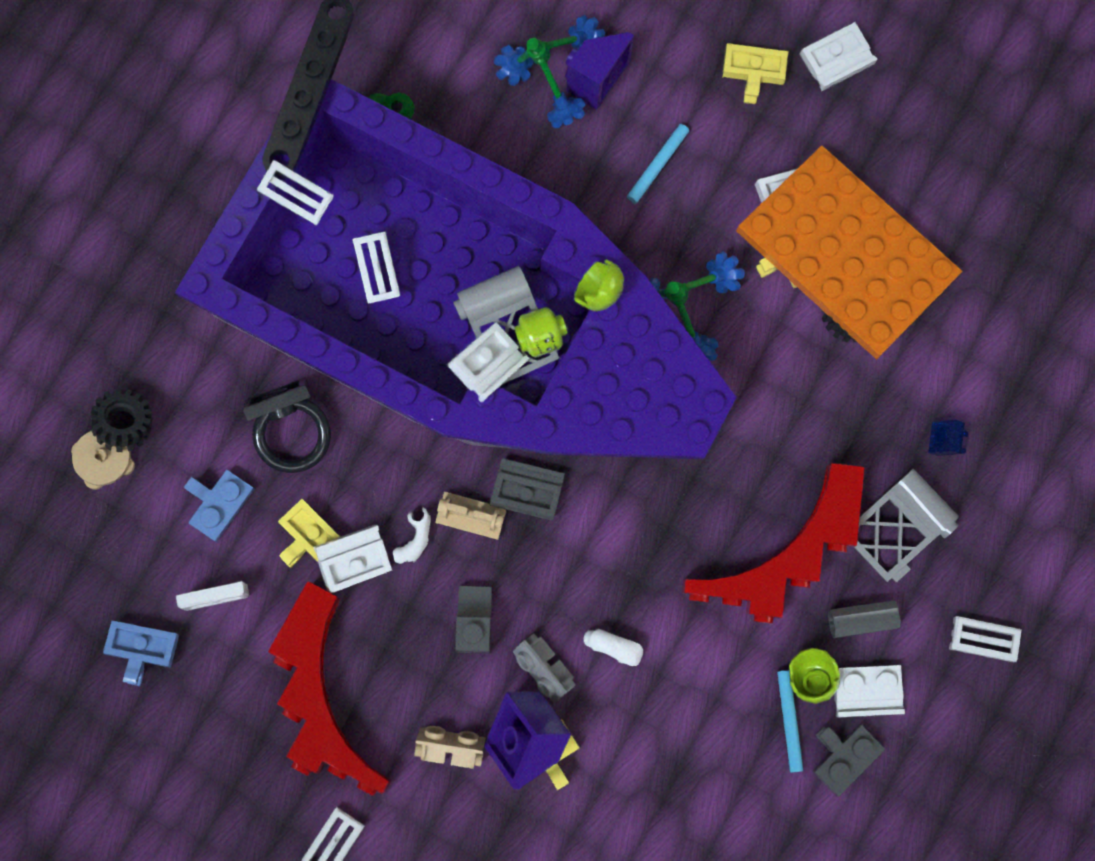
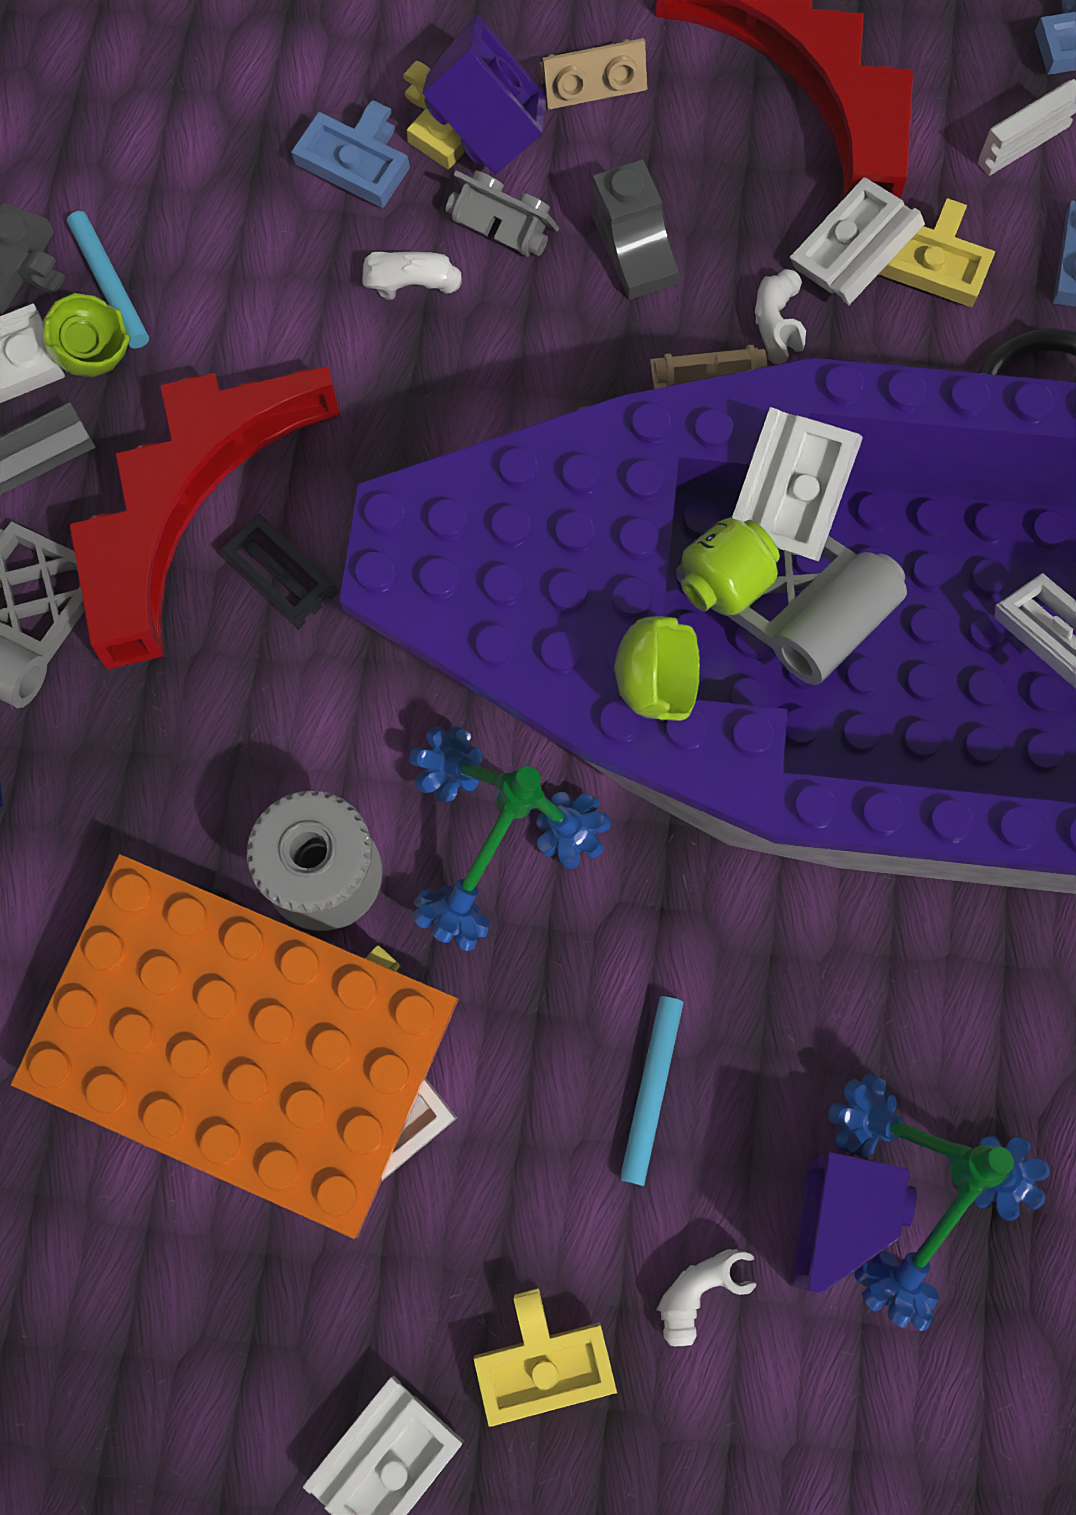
camera: 165 degrees right, 5 degrees down
(617, 741) = (354, 157): none -> medium blue plate
(661, 75) = (683, 1297): none -> white piece
(760, 521) = (309, 602): none -> black tile
(799, 313) = (296, 834): none -> light grey hose

